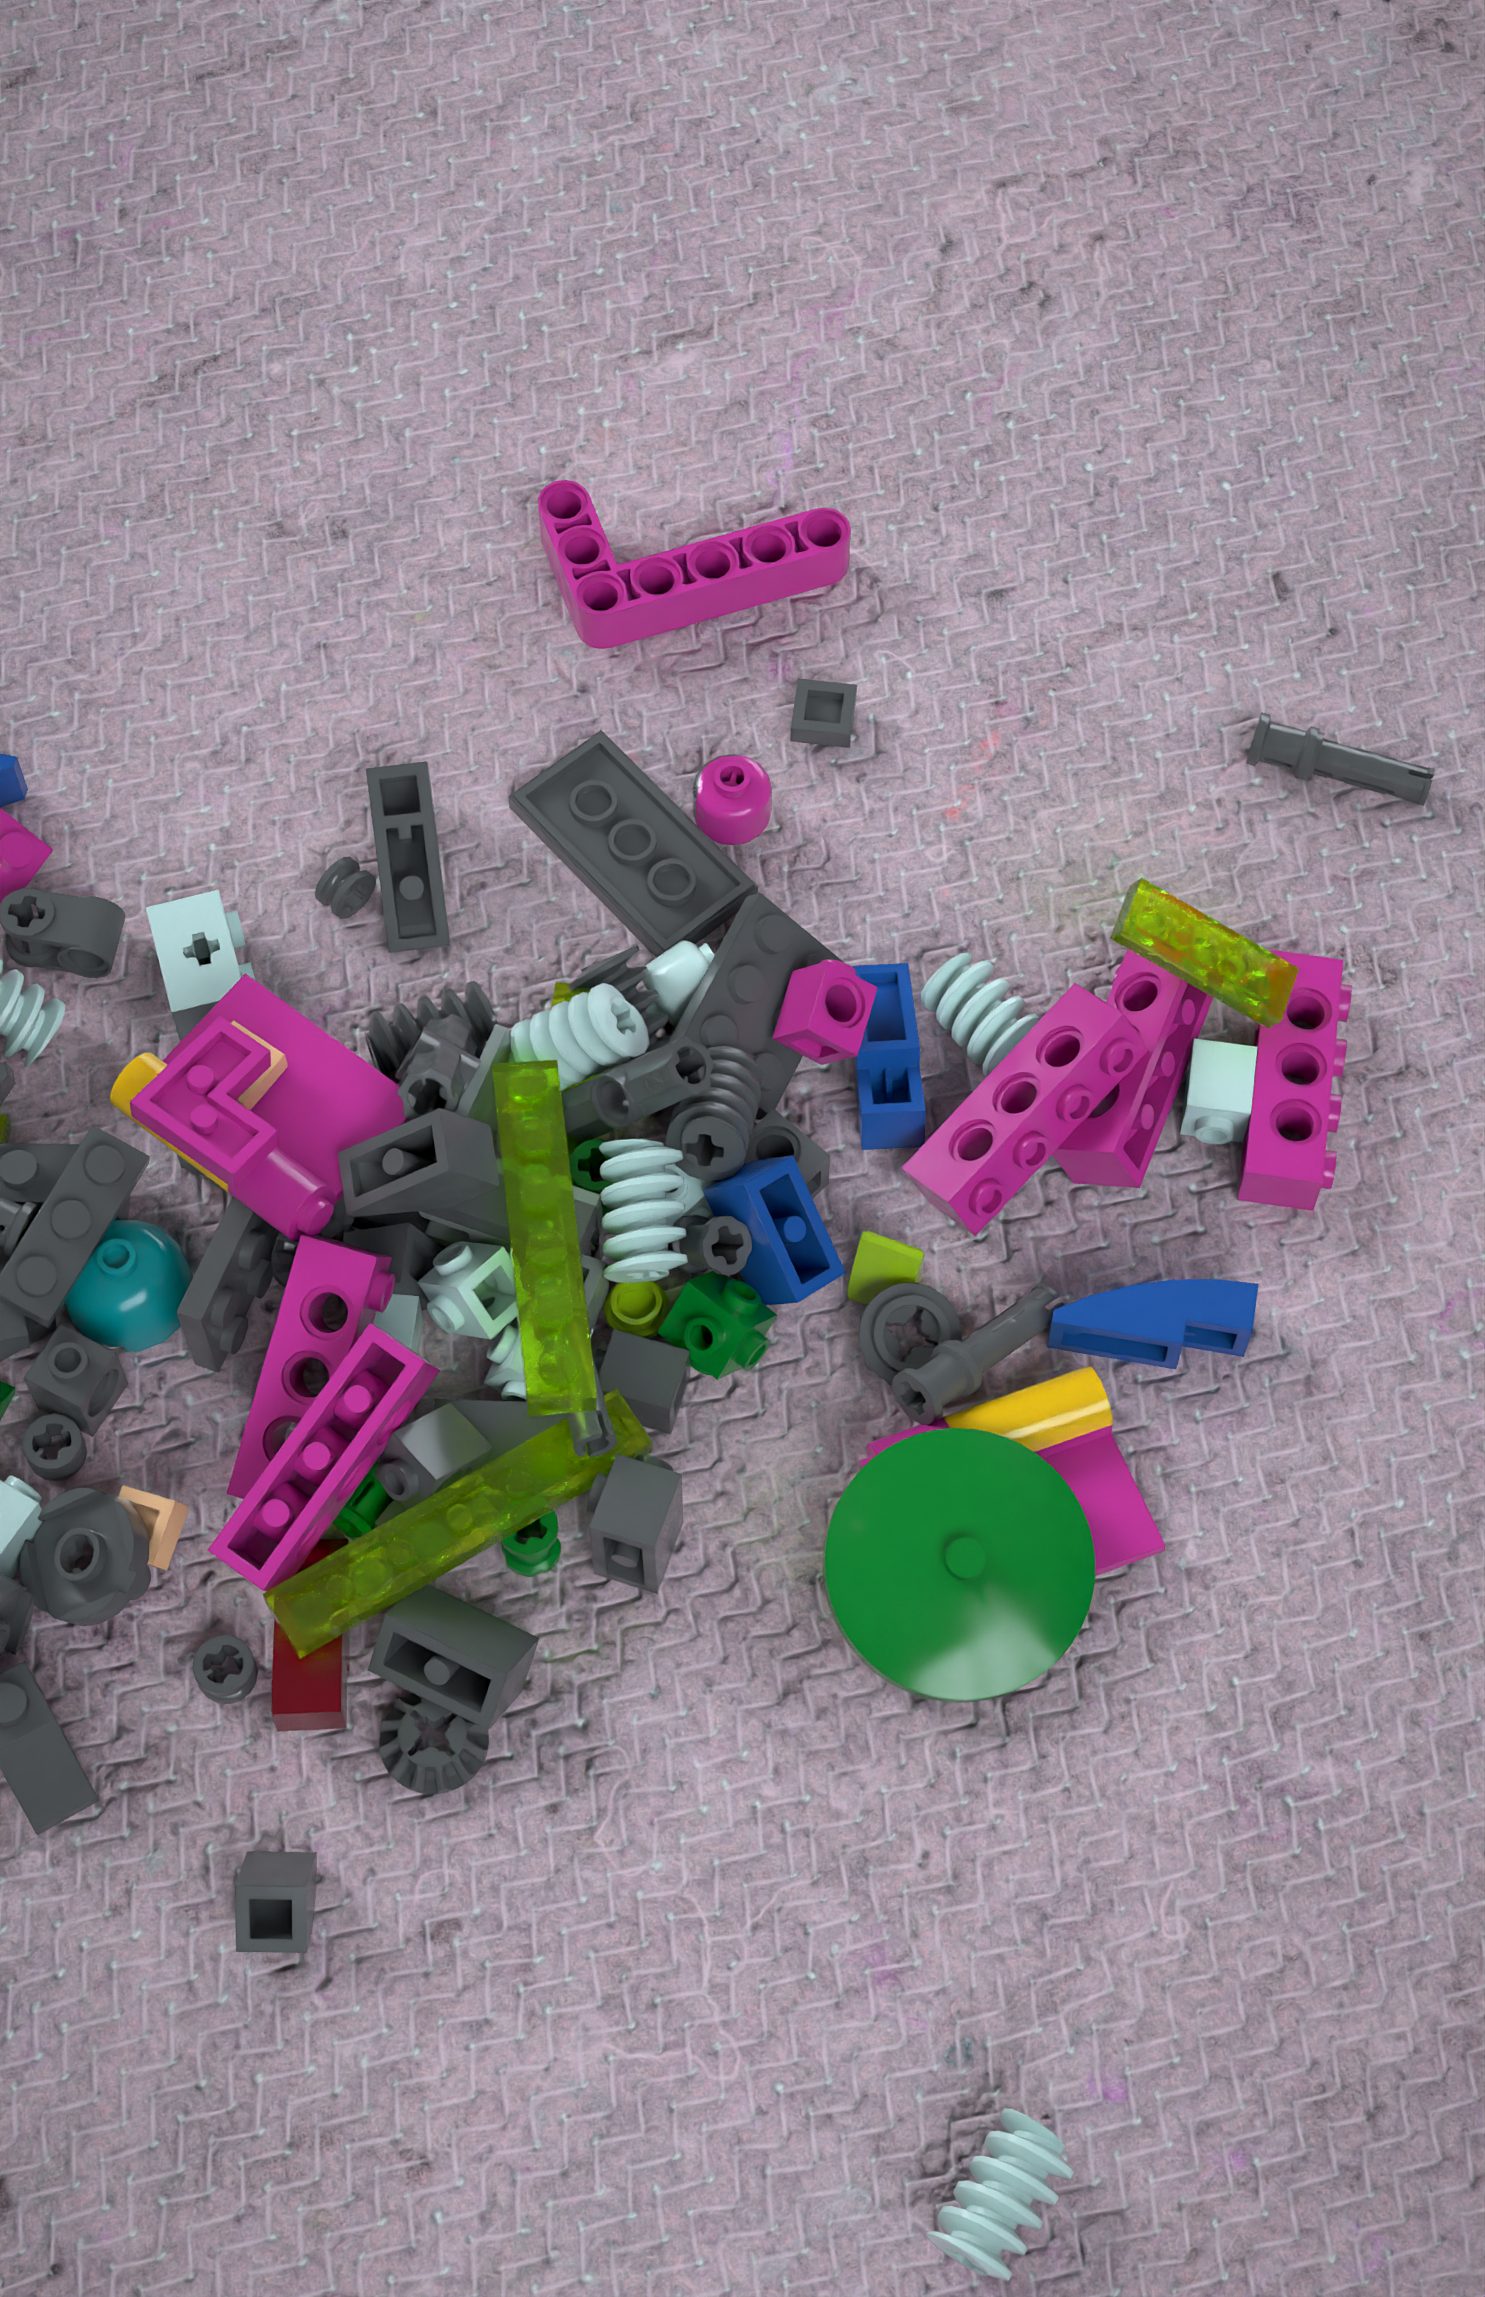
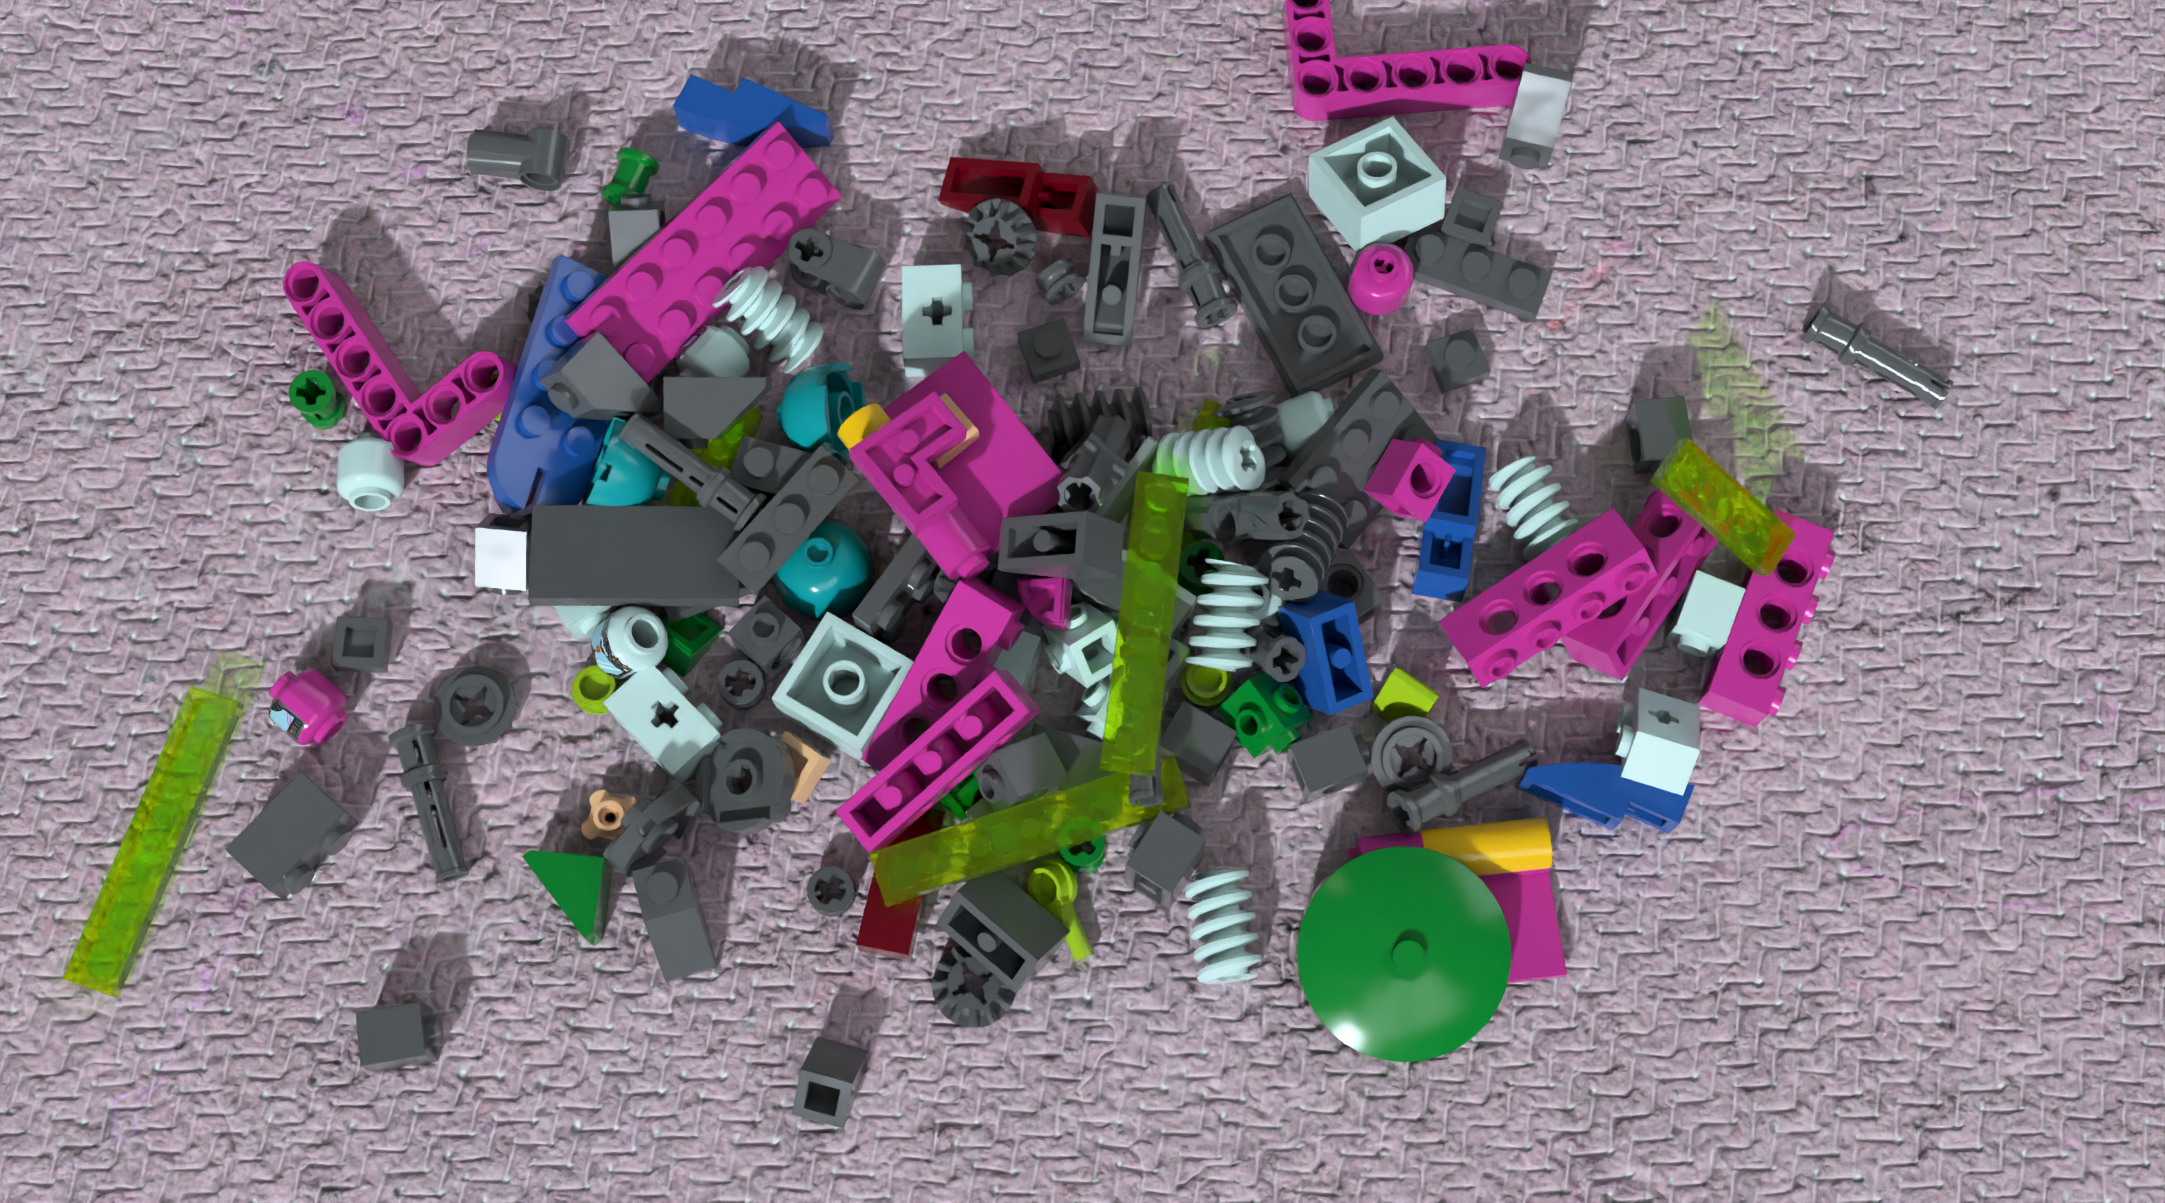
camera: 15 degrees right, 10 degrees up
(74, 1092) = (817, 406): none -> teal cylinder
(181, 1413) = (841, 685): none -> light aqua brick
(274, 801) = (1052, 200): none -> dark red slope
(274, 834) = (1014, 227): none -> dark grey gear
(350, 971) = (1048, 350): none -> dark grey plate
(417, 1243) = (1047, 600): none -> dark pink tile
(510, 843) = (1197, 274): none -> dark grey pin
(510, 1594) = (1055, 889): none -> lime plate
(701, 694) = (1377, 185): none -> light aqua brick
(725, 1590) = (1221, 926): none -> light aqua piece
(810, 1365) = (1329, 762): none -> dark grey brick
(846, 772) = (1477, 273): none -> dark grey plate
(848, 875) = (1457, 360): none -> dark grey plate
(869, 579) = (1535, 116): none -> slope
(1096, 895) = (1654, 429): none -> dark grey brick
(1201, 1241) = (1658, 740): none -> light aqua brick

